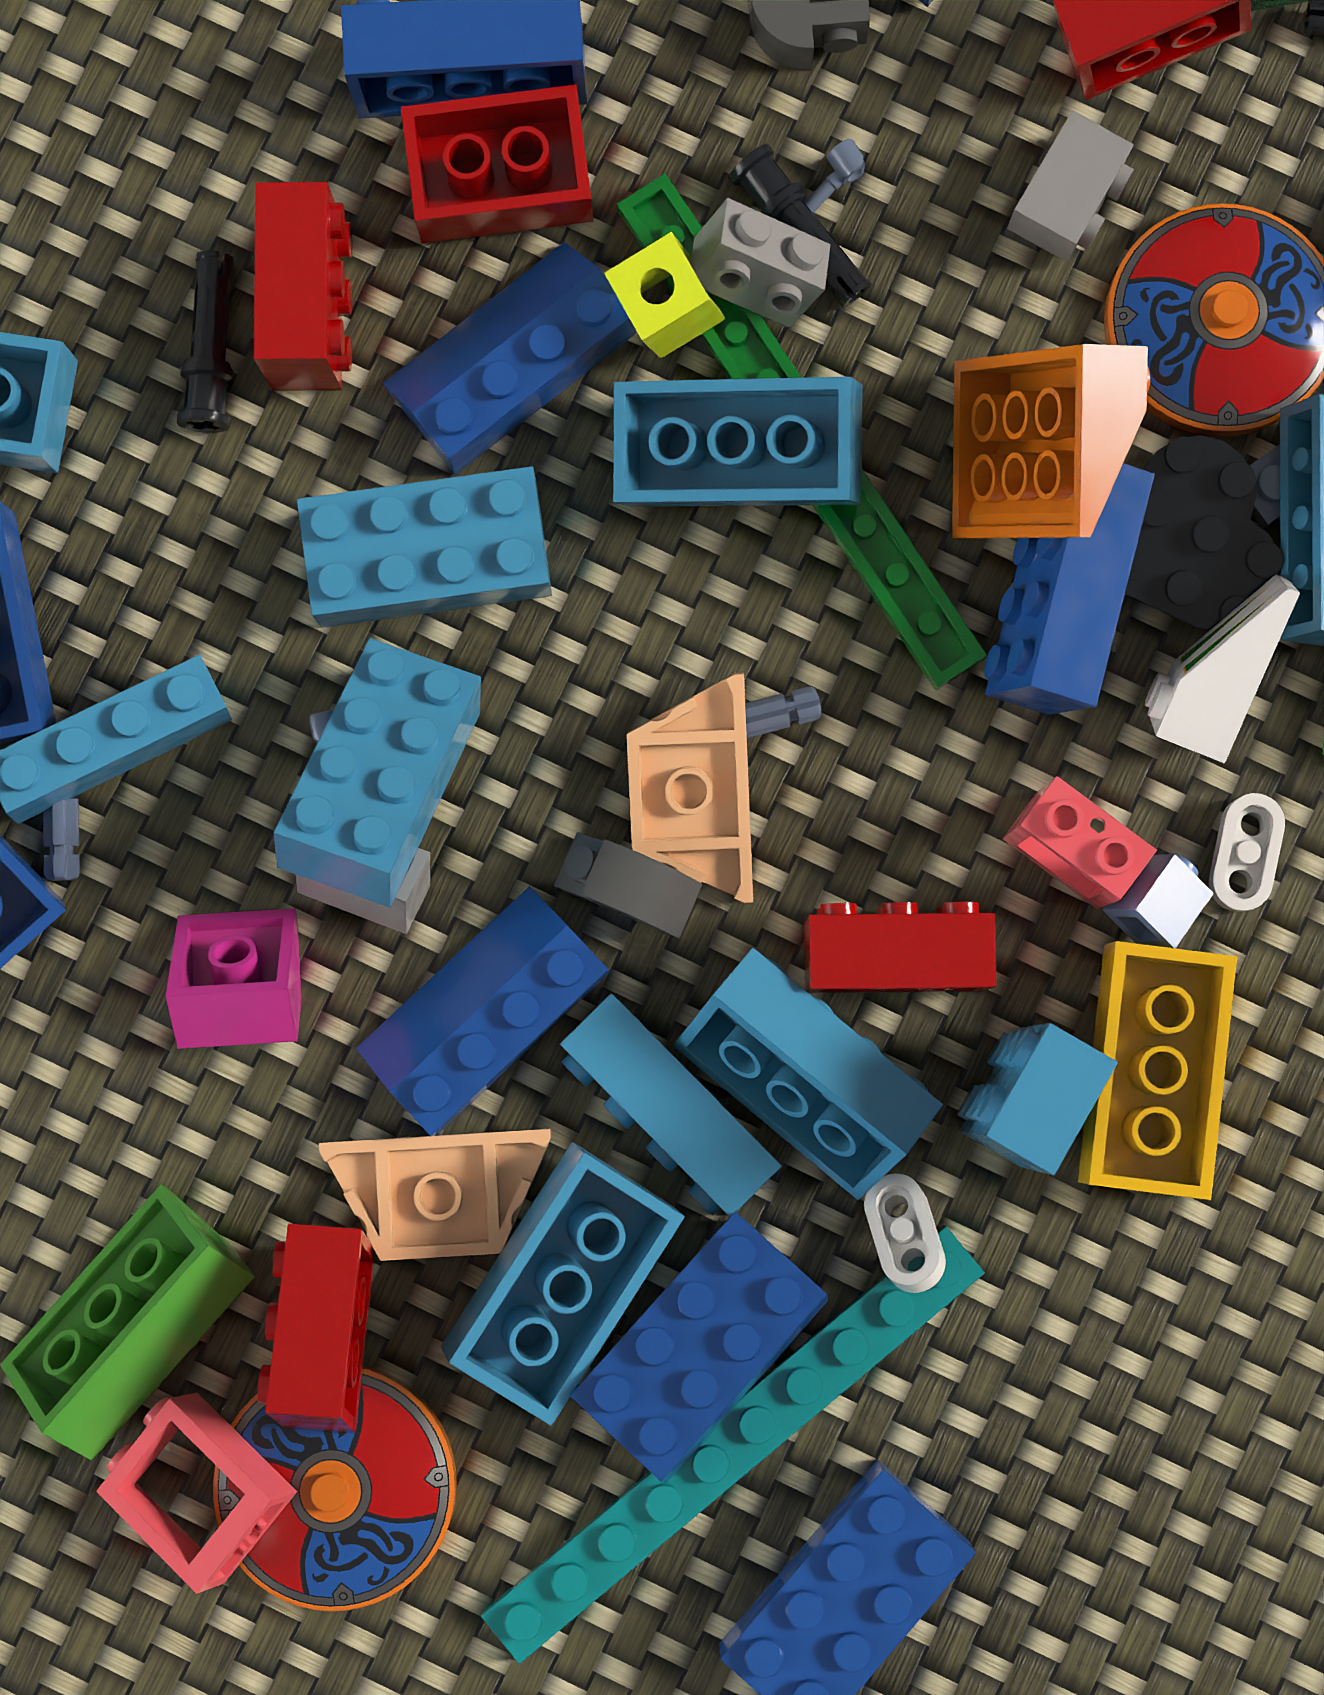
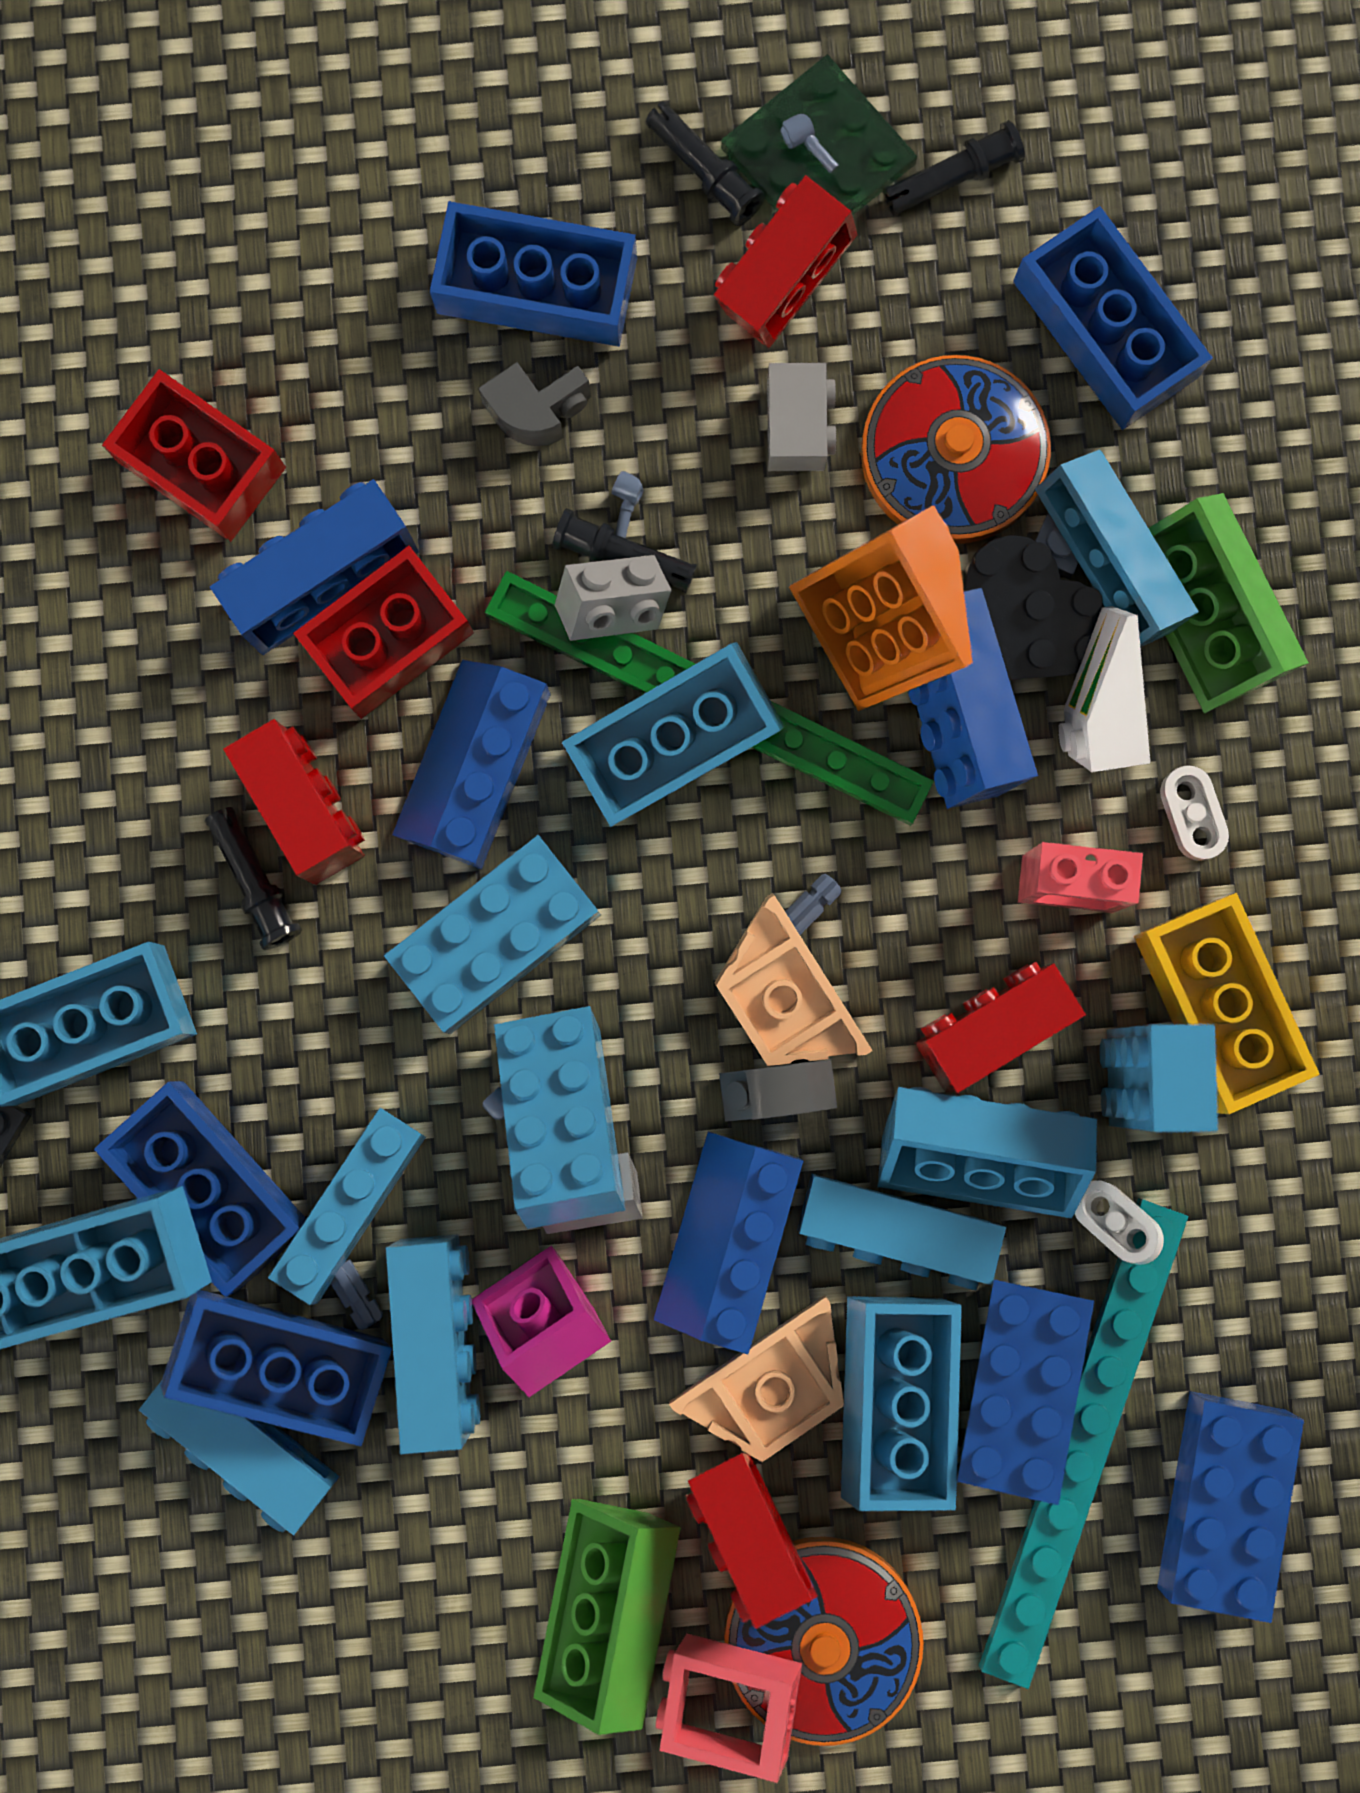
camera: 30 degrees left, 0 degrees up
(109, 930) = (431, 1343): none -> dark azure brick
(683, 315) = (583, 666): neon yellow piece -> none
(1161, 902) = (1162, 885): brick -> none

